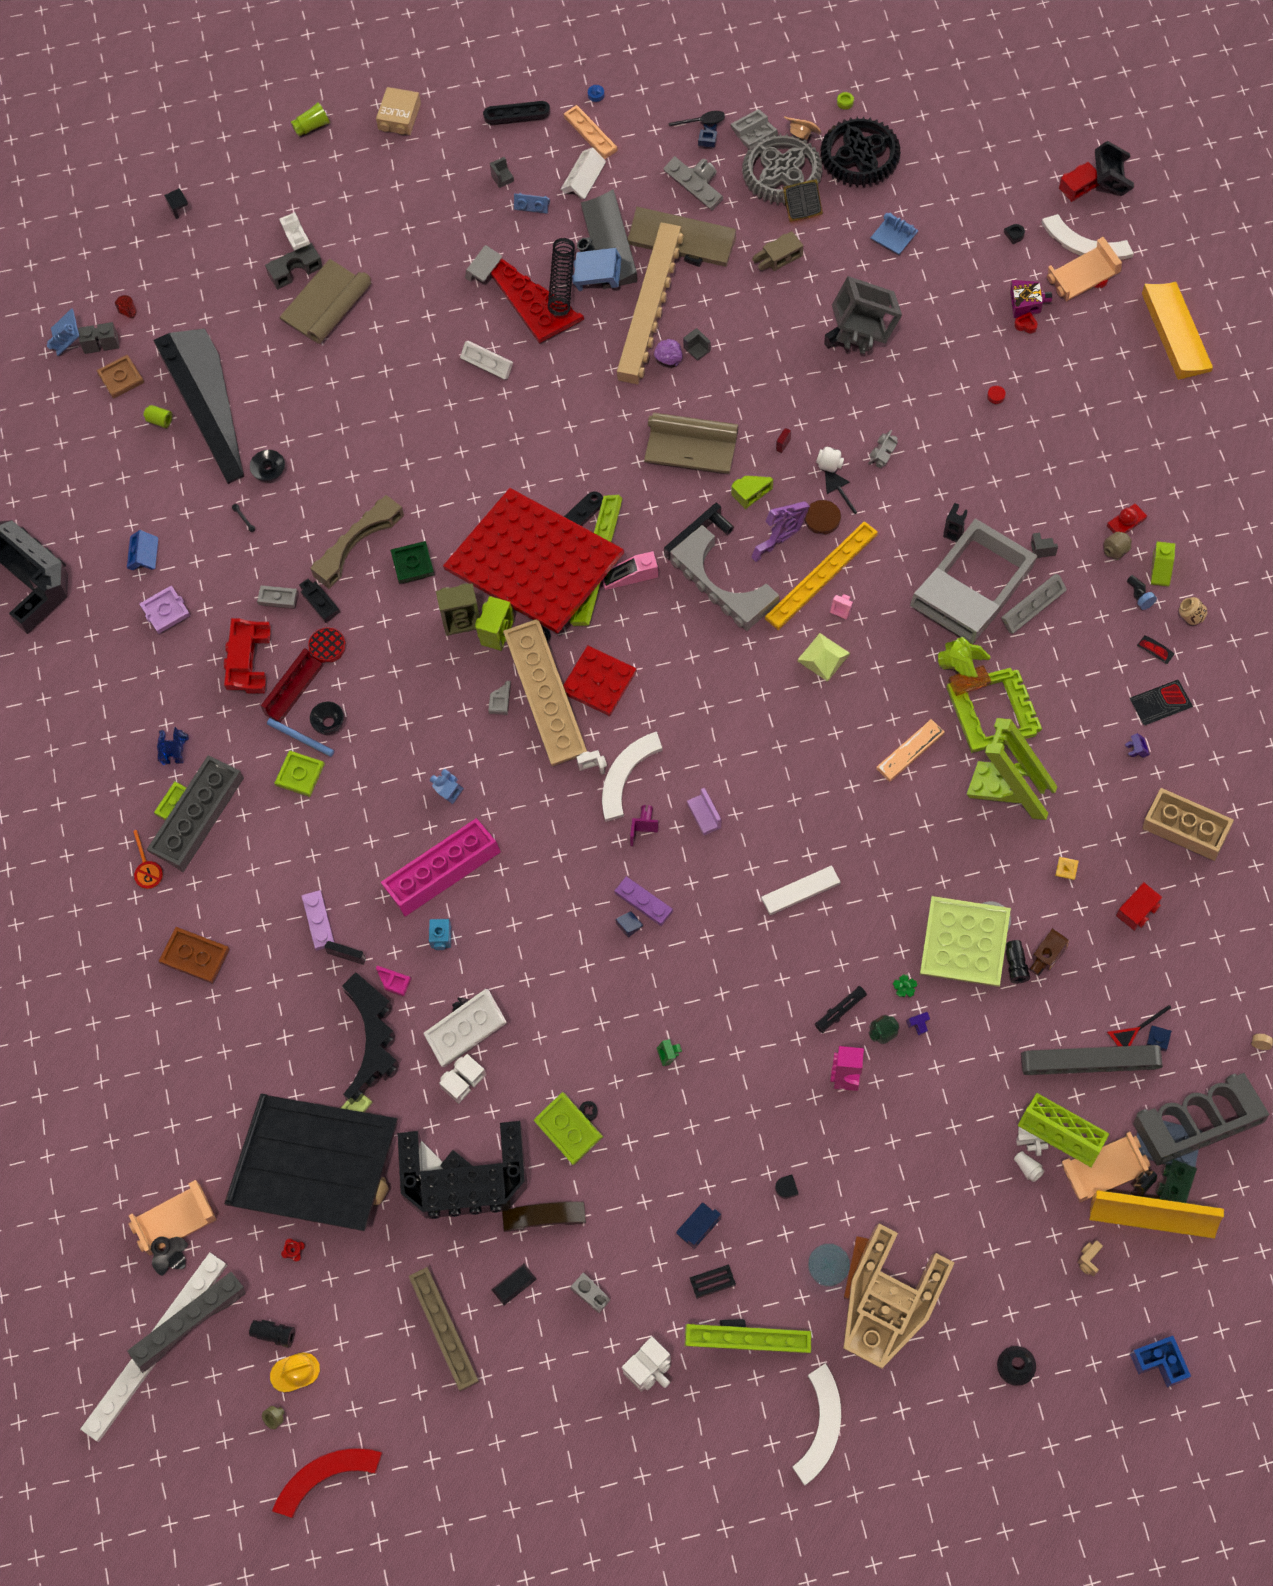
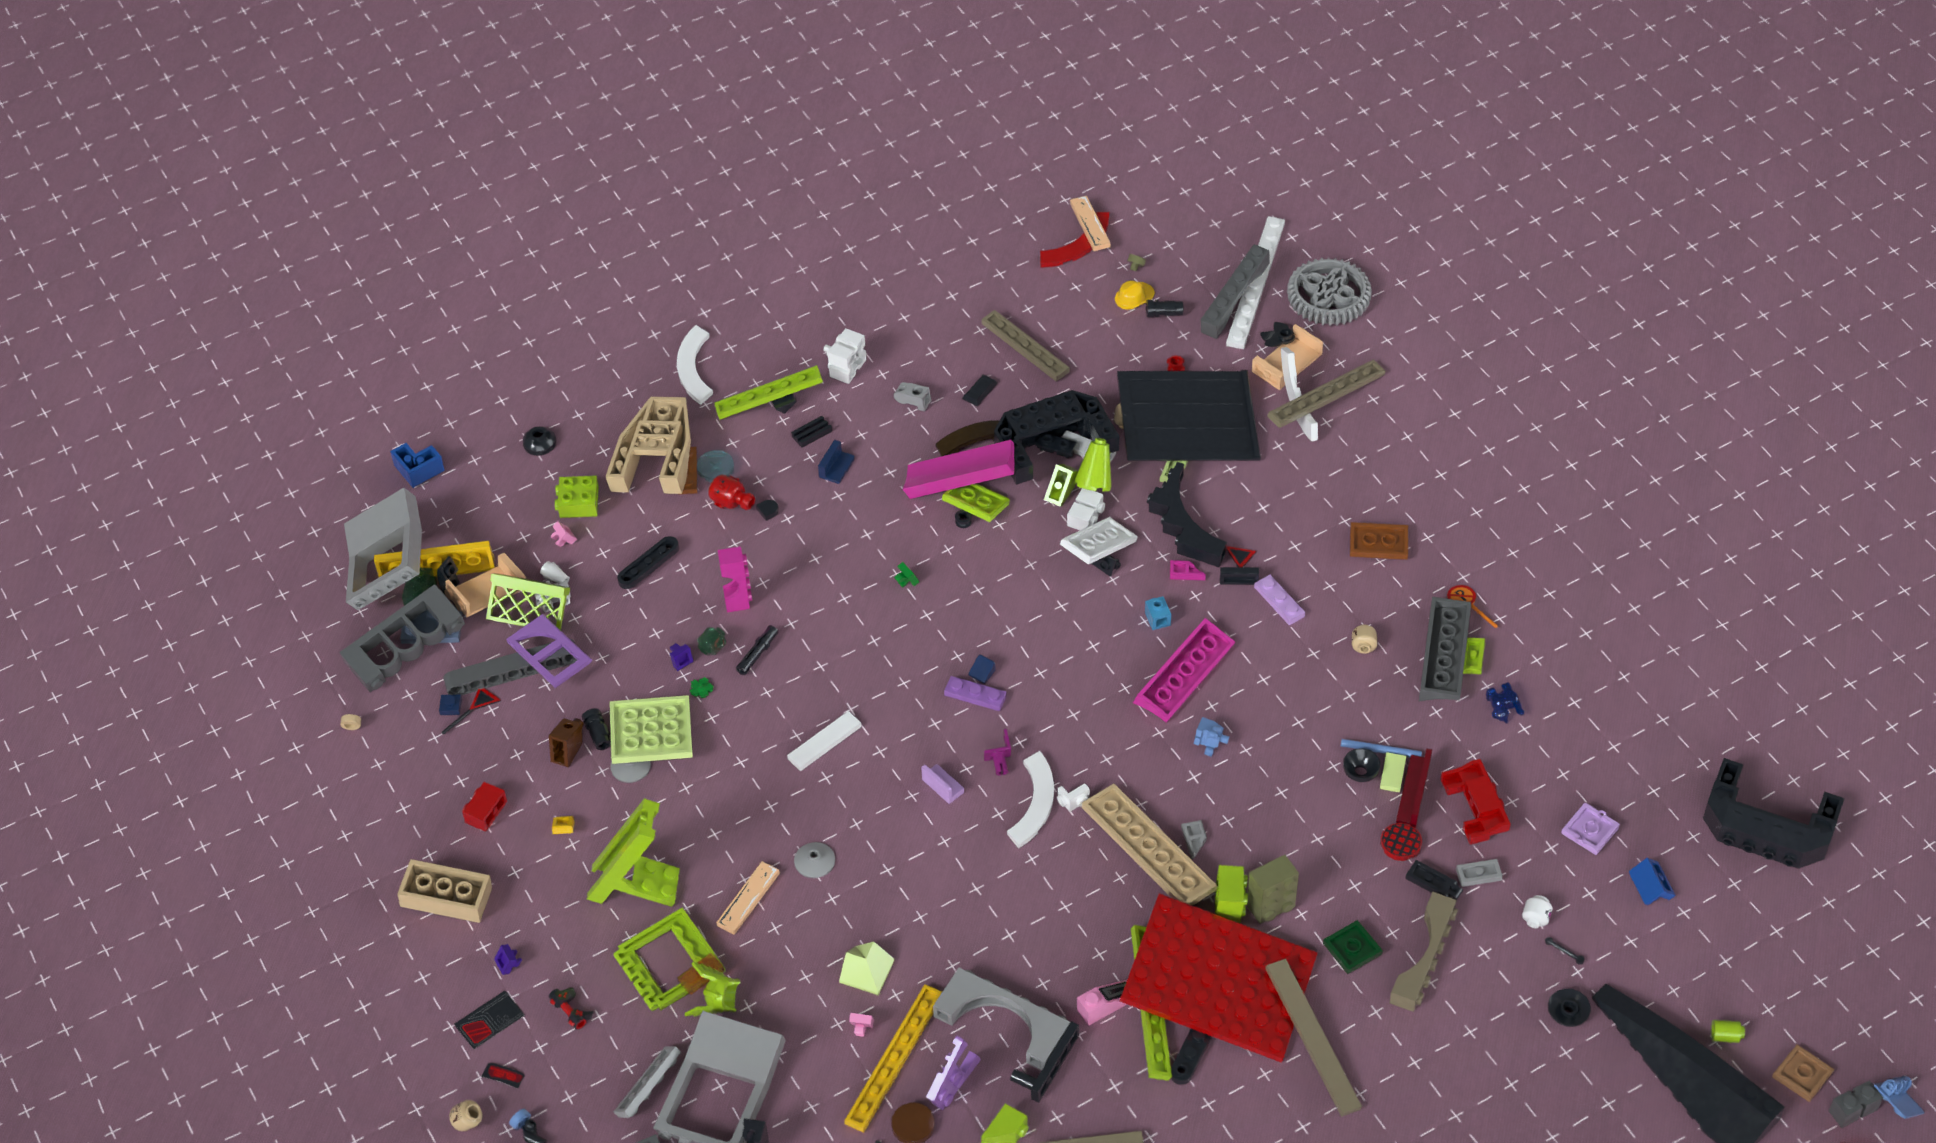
camera: 160 degrees right, 15 degrees down
(75, 1299) = (1329, 291): none -> light grey gear
(157, 1144) = (1326, 393): none -> dark tan tile
(185, 1173) = (1307, 423): none -> white tile
(249, 547) = (1537, 911): none -> white head
(262, 846) = (1364, 639): none -> tan head
(299, 773) = (1364, 716): lime tile -> none
(301, 711) = (1393, 772): none -> yellowish green tile
(302, 1494) = (1090, 223): none -> light nougat tile
(333, 985) = (1240, 556): none -> piece
(439, 1108) = (1095, 467): none -> lime cone
(473, 1119) = (1061, 484): none -> lime slope
(479, 494) = (1313, 1037): none -> dark tan tile
(575, 1152) = (960, 469): none -> dark pink arch
(599, 680) = (1099, 882): red plate -> none
(823, 1212) = (730, 493): none -> red piece
(841, 781) = (817, 866): none -> light grey dish
(927, 1151) = (648, 562): none -> black plate
(988, 1258) = (577, 496): none -> lime brick
(1010, 1216) = (563, 533): none -> bright pink tile
(1052, 1087) = (544, 627): none -> medium lavender window
(1089, 1253) = (489, 522): tan bracket -> none
(1096, 696) = (577, 1017): none -> black piece
(1204, 1263) = (376, 532): none -> light grey window

